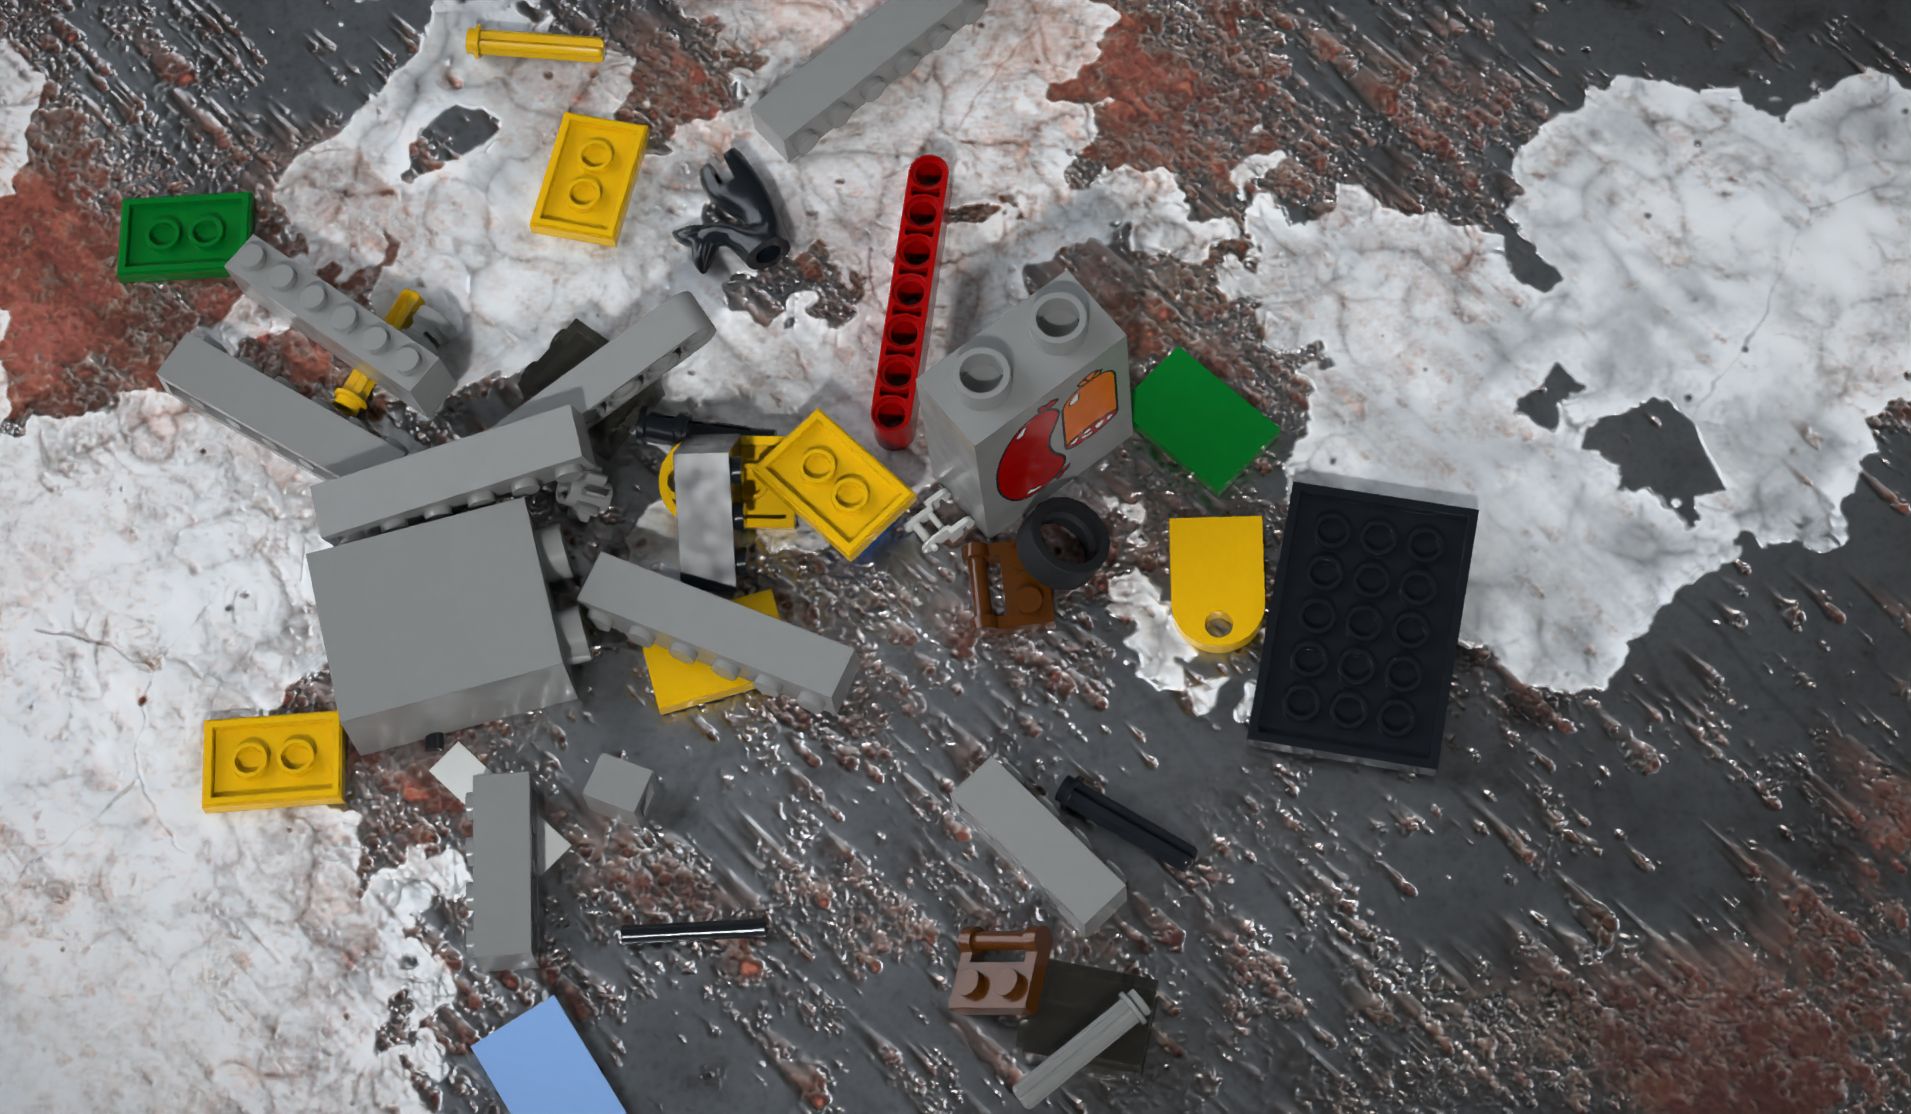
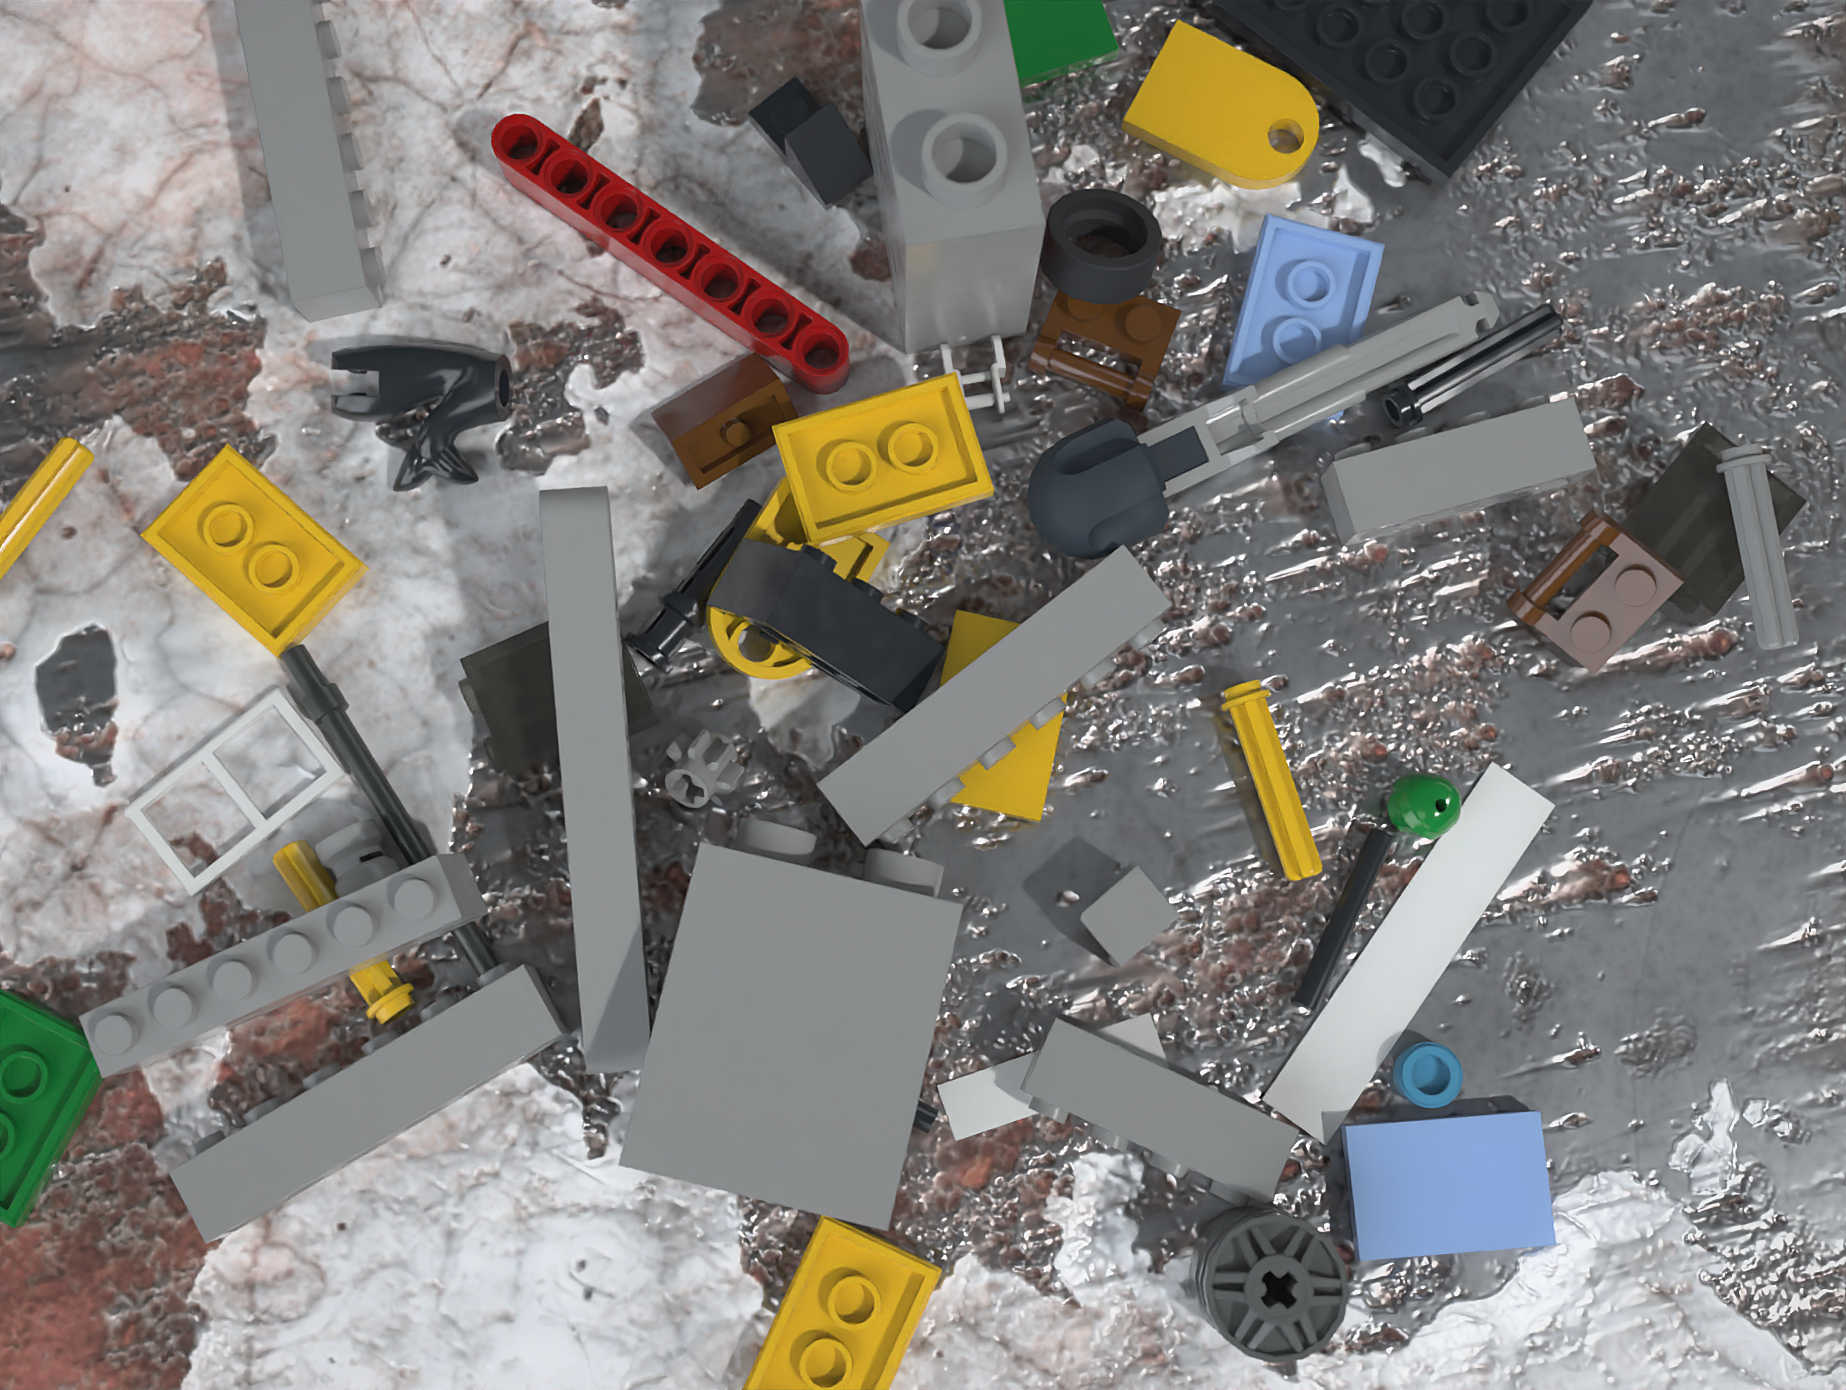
camera: 75 degrees left, 15 degrees up
(423, 277) = (264, 827): none -> white window
(434, 1006) = (1229, 1289): none -> dark grey wheel
(454, 476) = (614, 922): light grey brick -> none
(513, 270) = (328, 707): none -> pearl dark grey bar
(617, 1035) = (1427, 1074): none -> dark azure tile
(698, 987) = (1408, 954): none -> white sticker
(763, 838) = (1273, 779): none -> yellow axle
(801, 950) = (1424, 804): none -> green piece
(813, 382) = (725, 419): none -> reddish brown panel
(898, 628) = (1112, 485): none -> piece
(1099, 701) = (1300, 298): none -> light blue tile

